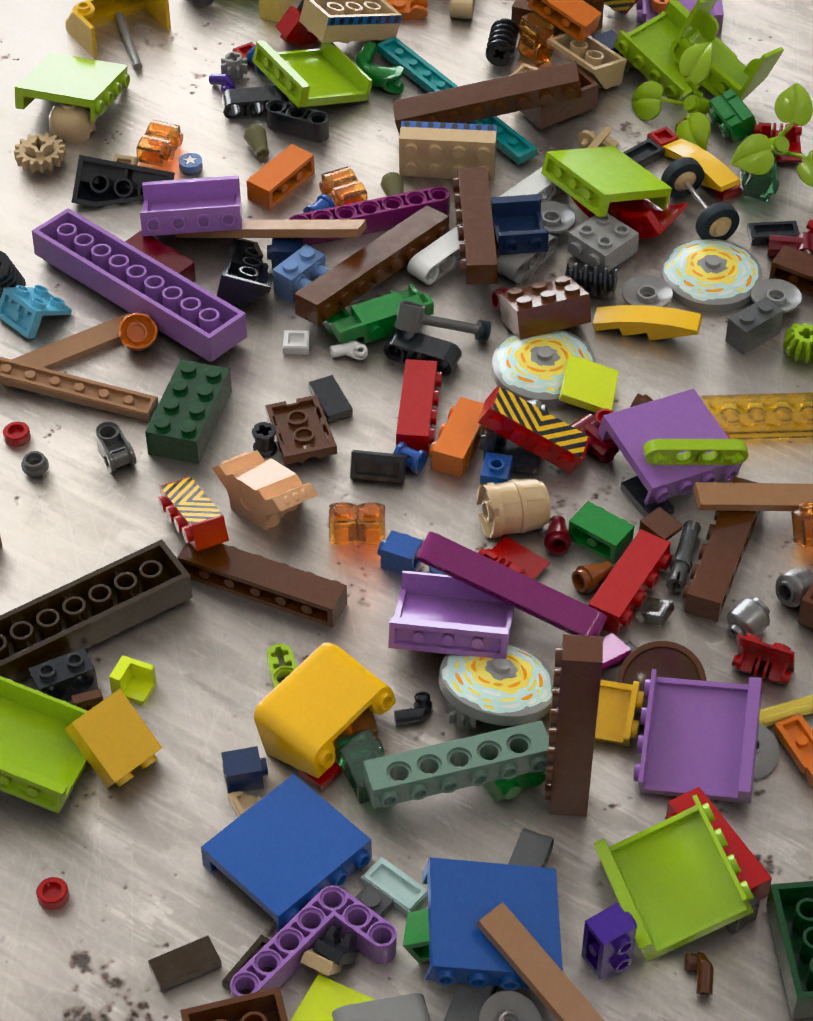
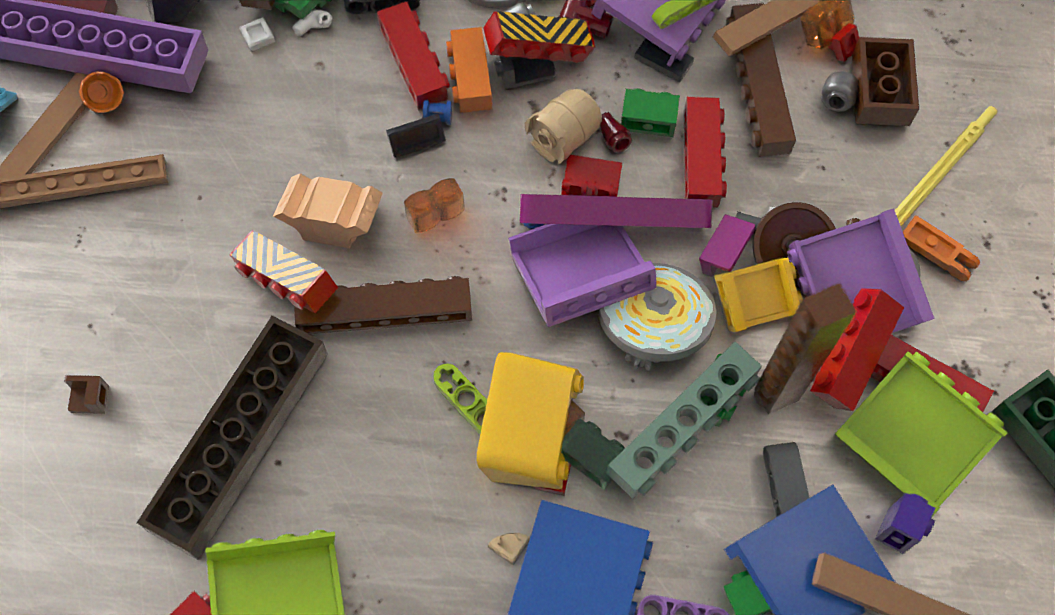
camera: 30 degrees left, 20 degrees up
(16, 434) = (47, 257): red tile -> none
(34, 463) = (84, 276): dark grey plate -> none
(65, 675) = (264, 505): black brick -> none
(87, 699) = (304, 520): reddish brown tile -> none
(113, 446) = (158, 232): dark grey piece -> none
(114, 739) = (356, 550): yellow brick -> none
(134, 679) = (329, 472): neon yellow panel -> none
(188, 411) = (204, 157): dark green brick -> none
(244, 769) = (488, 514): dark blue brick -> none
(264, 439) = (294, 155): black bush -> none
(301, 430) = (319, 129): reddish brown piece -> none
(331, 398) = (325, 81): black tile -> none
(376, 900) = (679, 585): dark grey plate -> none
(397, 885) = (687, 558): light aqua tile -> none
(399, 552) = (490, 217): blue brick -> none
(416, 712) = (600, 371): black arm -> none
(496, 475) = (525, 95): blue brick -> none
(590, 576) = (666, 161): dark orange cone -> none
(654, 611) = (739, 170): clear smoke tile -> none
(658, 783) = (857, 350): none -> red brick
(660, 524) = (698, 84): reddish brown panel -> none
(681, 563) = (733, 111): dark grey pin -> none
(704, 972) = (984, 502): reddish brown arm -> none
(748, 617) = (820, 141): flat silver head -> none
(778, 655) = (867, 177): red hinge -> none

